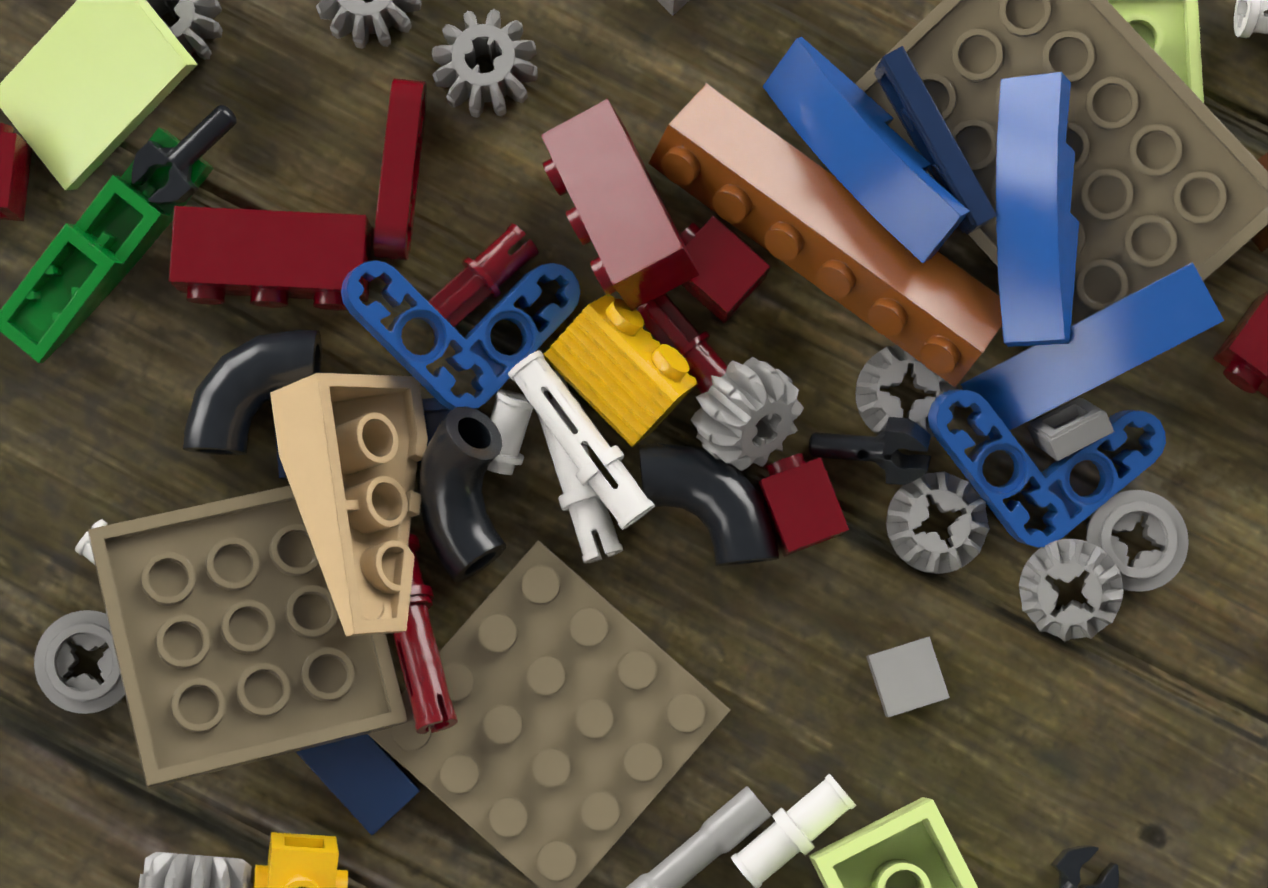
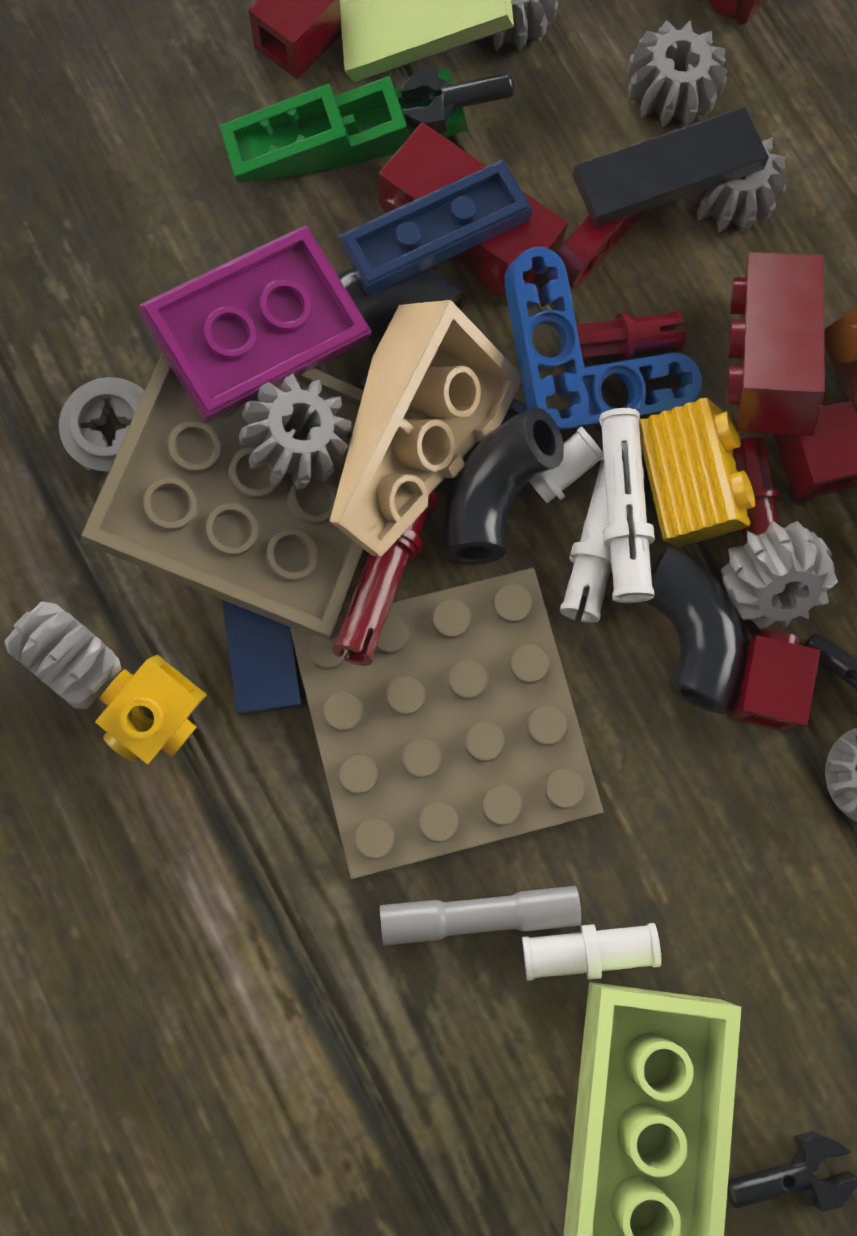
camera: 30 degrees right, 5 degrees down
(160, 498) = (254, 322): none -> magenta tile
(236, 567) = (310, 415): none -> light grey gear
(254, 302) = (435, 227): none -> dark blue tile
(422, 105) = (670, 166): none -> black tile
(907, 677) = (771, 887): light grey tile -> none

